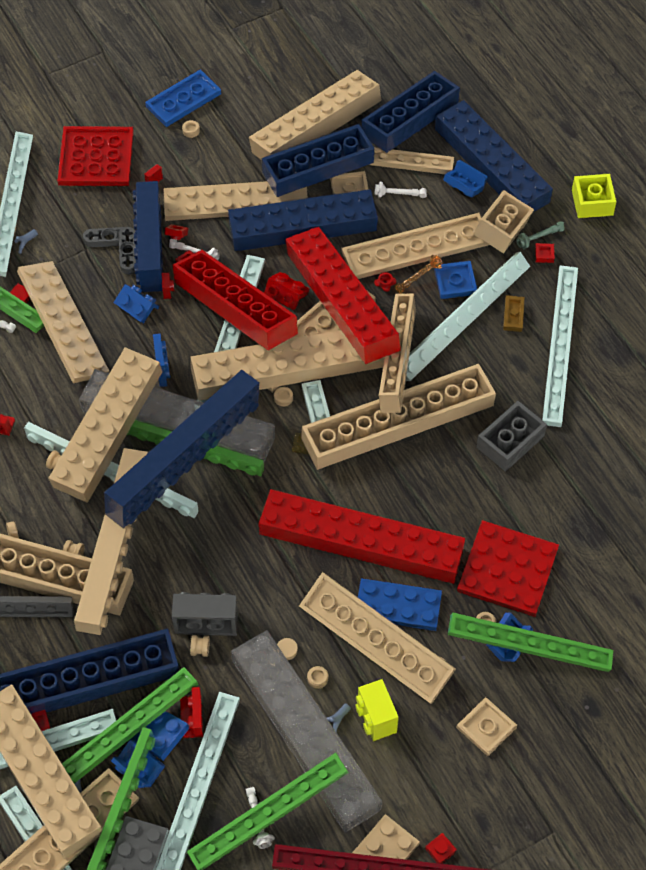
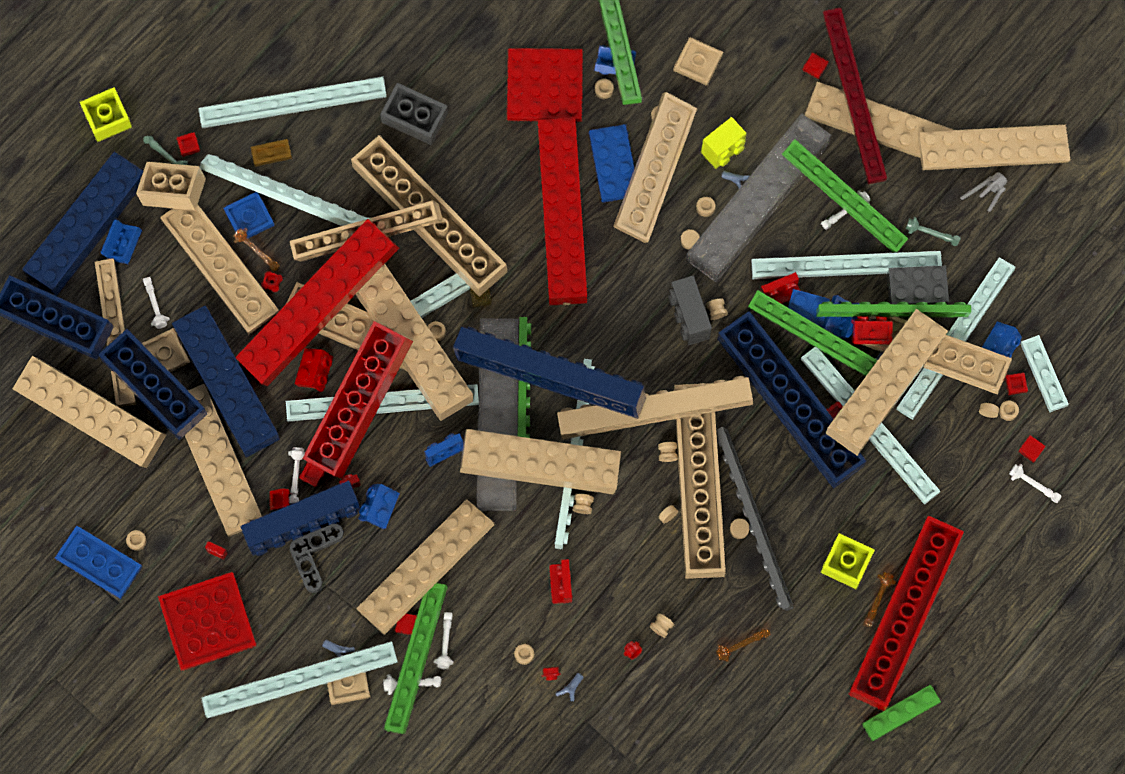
camera: 110 degrees left, 15 degrees up
(104, 782) = (872, 330): none -> red bracket

